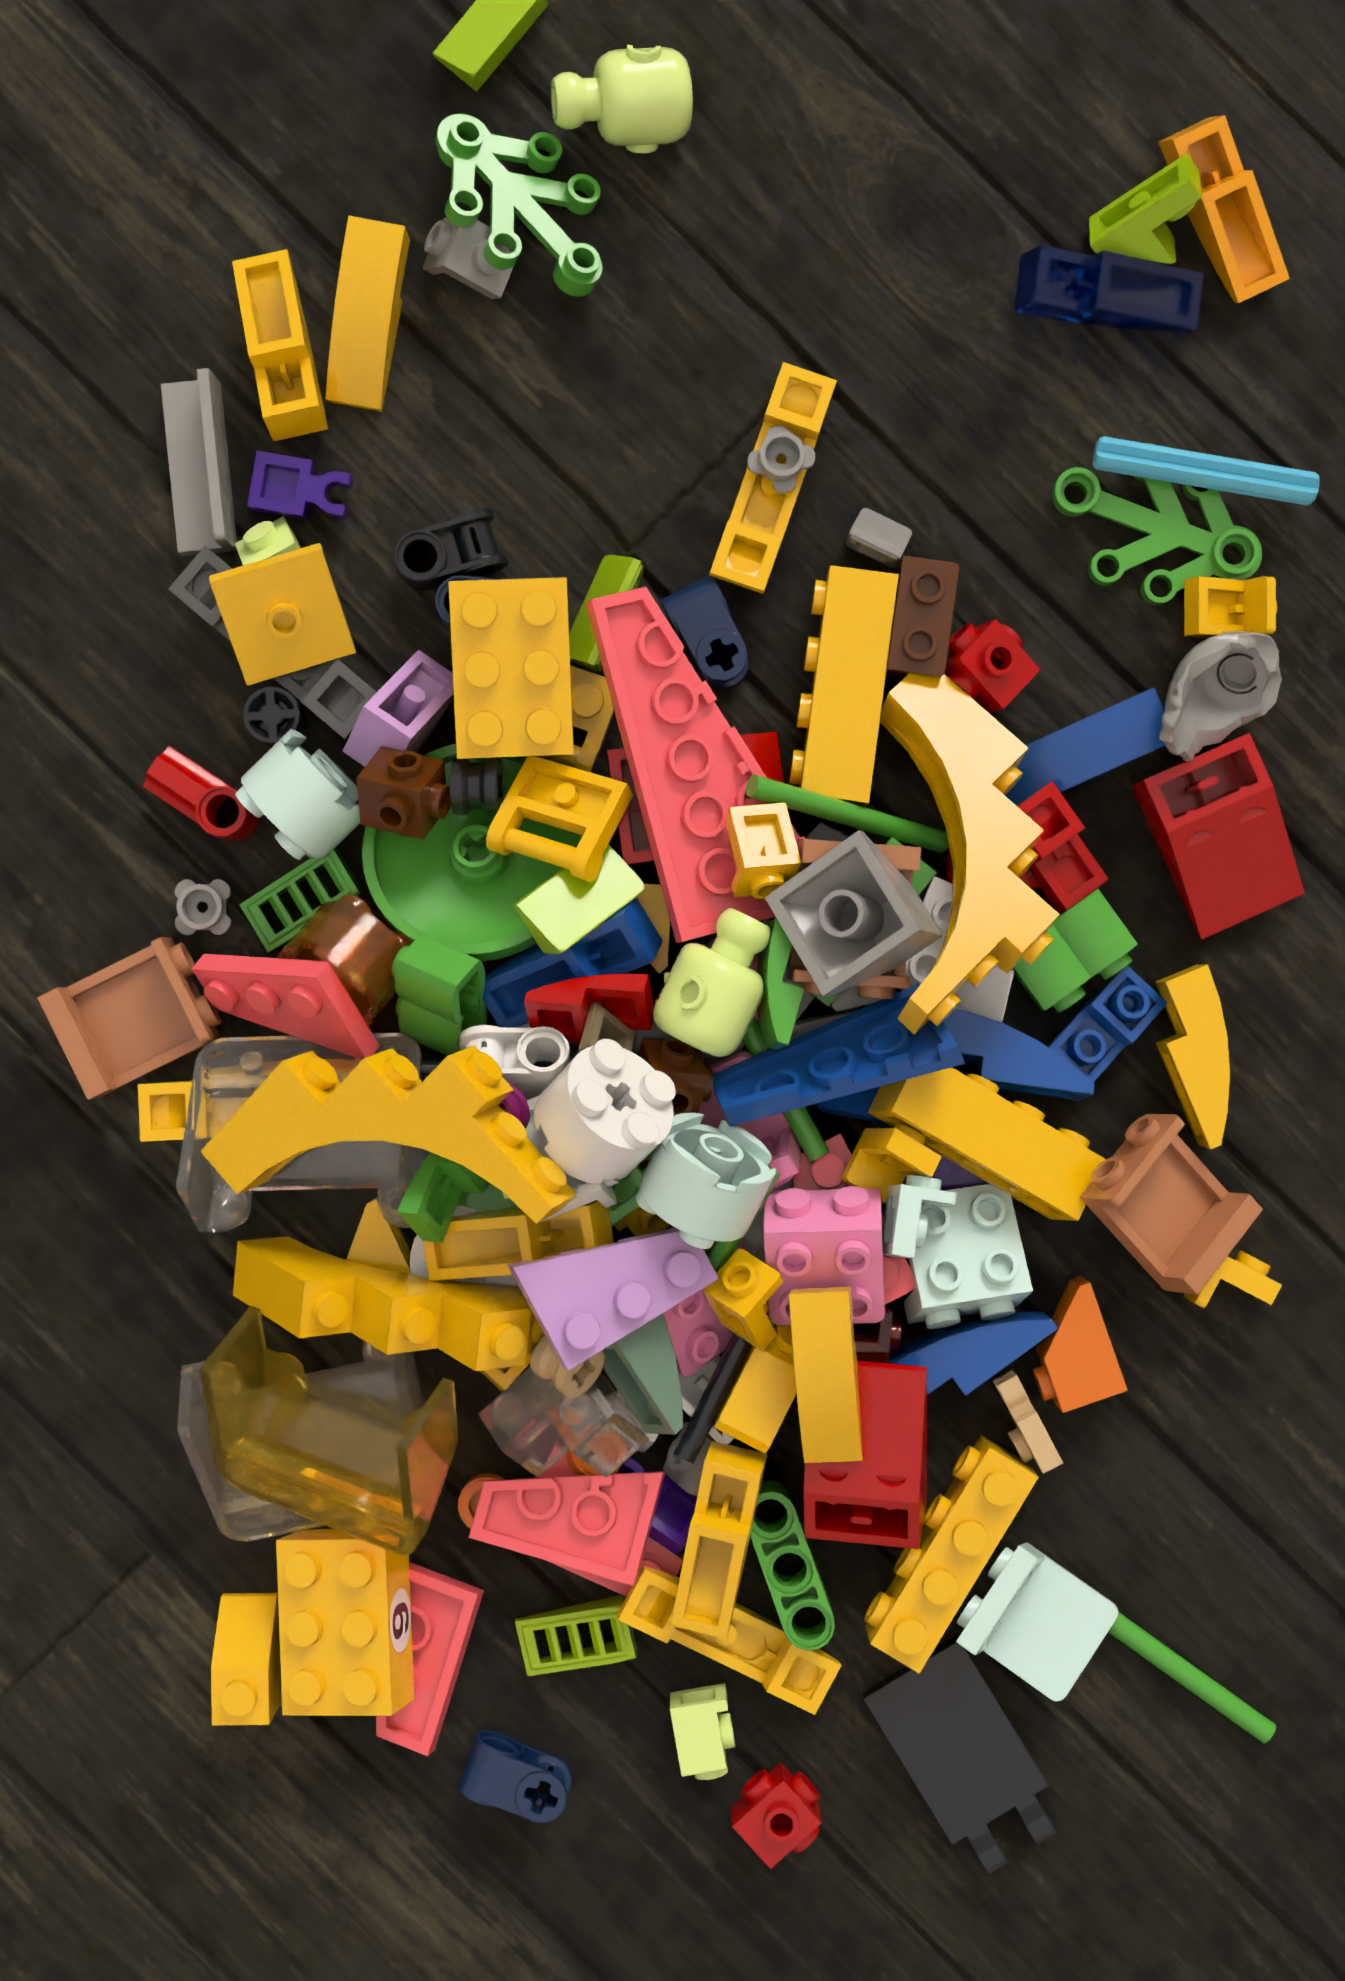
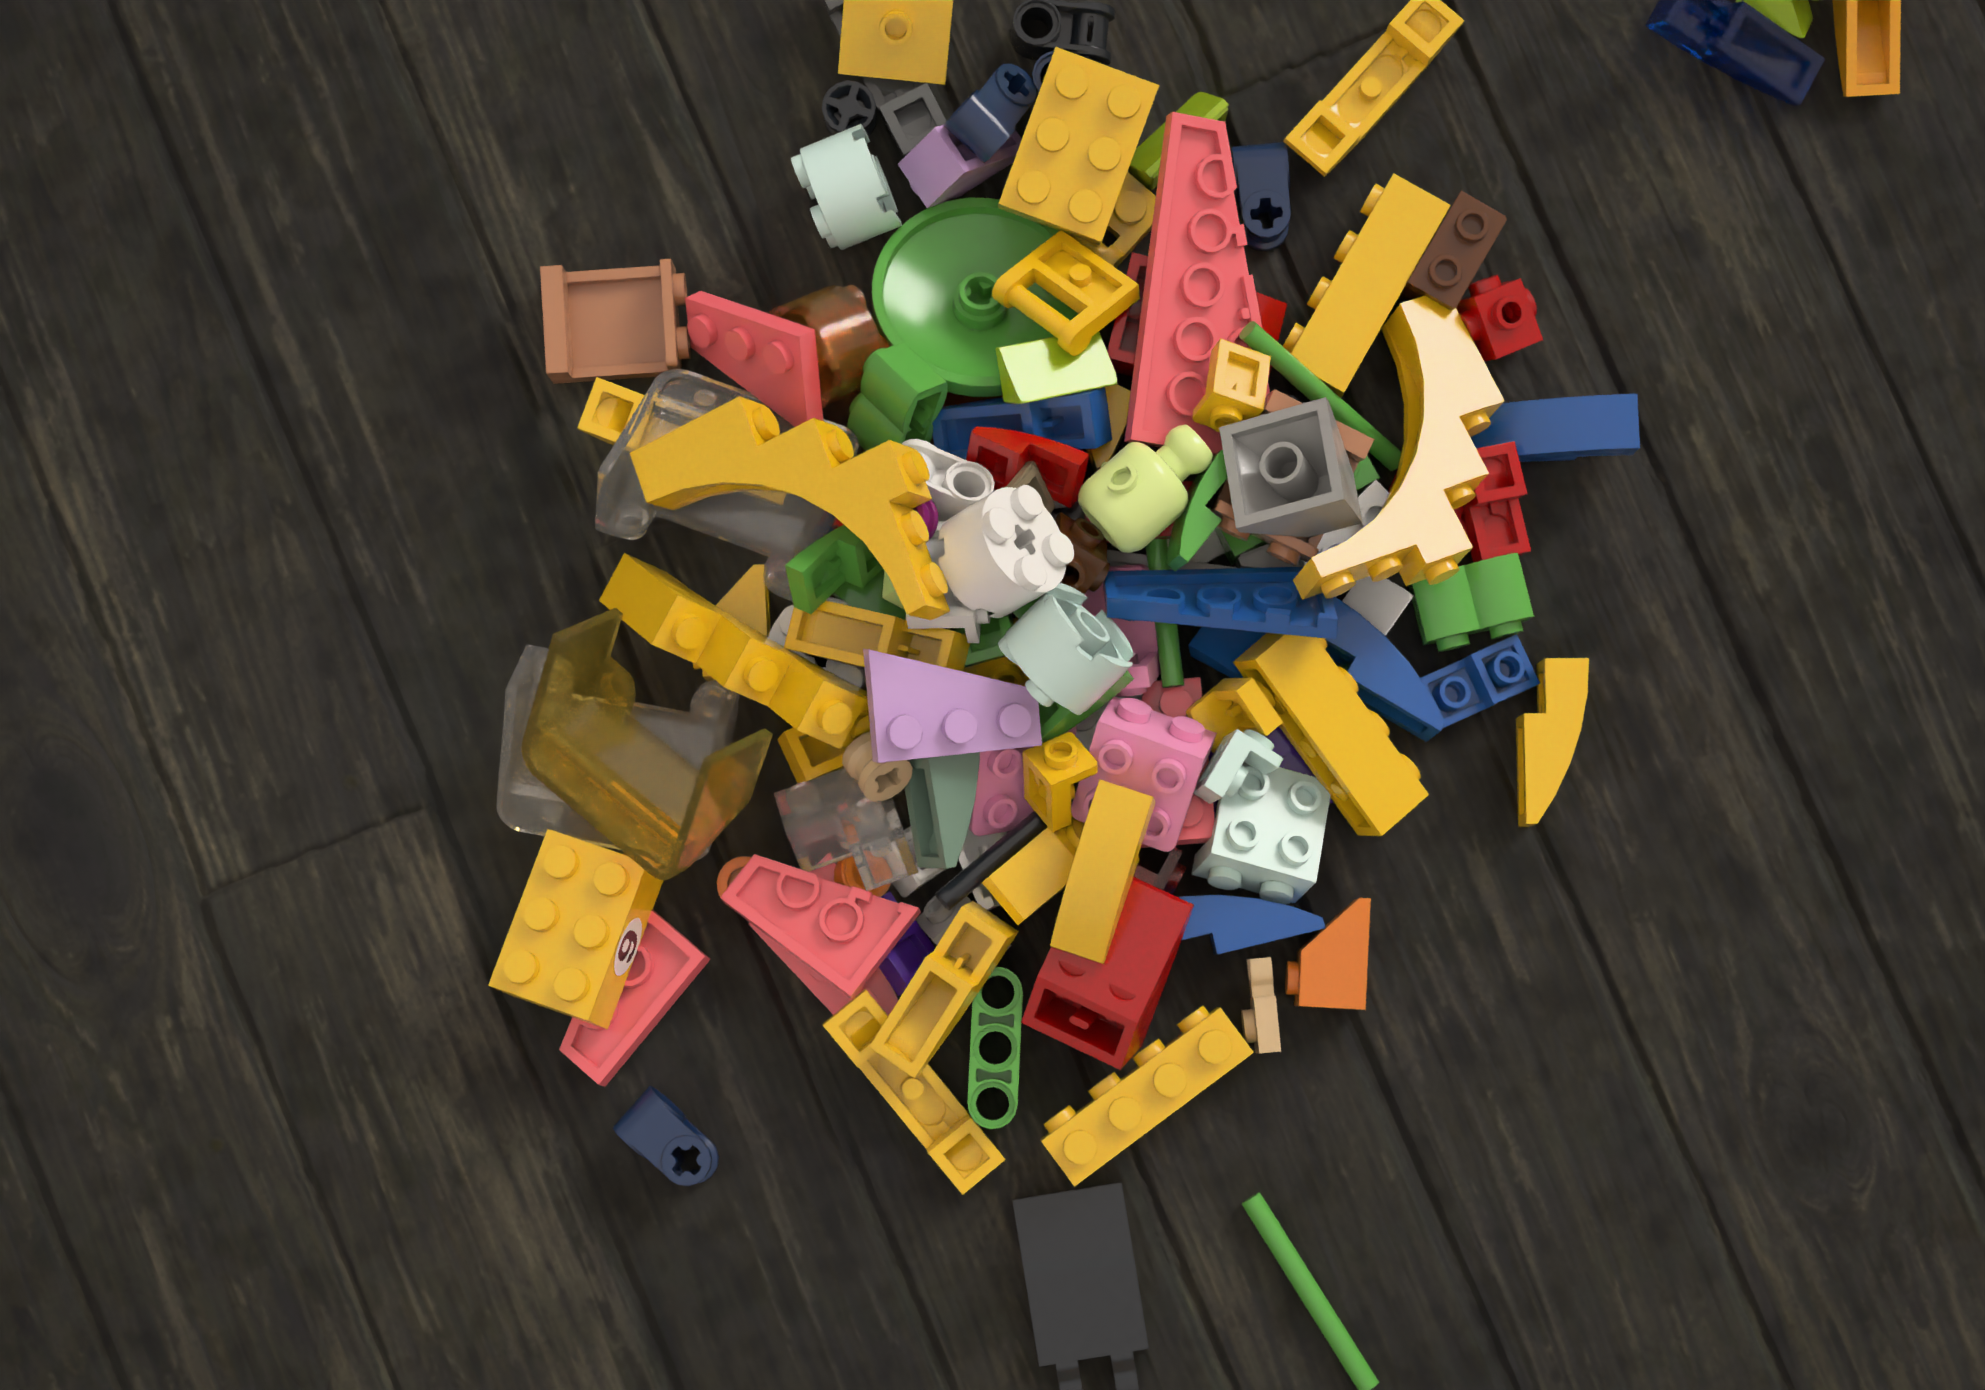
camera: 25 degrees right, 5 degrees down
(189, 897) = (710, 237): light grey plate -> none
(196, 794) = (755, 153): red piece -> none
(246, 1660) = (472, 931): yellow slope -> none
(308, 870) = (802, 261): bright green slope -> none
(403, 792) = (938, 216): reddish brown brick -> none
(414, 664) = (993, 111): none -> dark blue piece
(476, 785) = (1004, 237): black wheel -> none
(601, 1653) = (820, 1042): lime slope -> none
(701, 1731) = (854, 1168): yellowish green brick -> none
(777, 1813) = (877, 1283): red brick -> none
(781, 442) = (1390, 53): light grey plate -> none
(878, 537) = (1445, 172): light grey slope -> none
(1037, 1621) = (1199, 1188): light aqua bracket -> none
(1166, 531) = (1704, 266): bright green plant -> none
(1168, 1205) = (1467, 857): nougat panel -> none
(1205, 470) = (1759, 228): medium azure axle -> none
(1219, 689) = (1694, 420): light grey hair -> none
(1221, 835) = (1647, 552): red slope -> none
(1229, 606) = (1733, 356): yellow bracket -> none
(1243, 1273) = (1511, 952): yellow bracket -> none

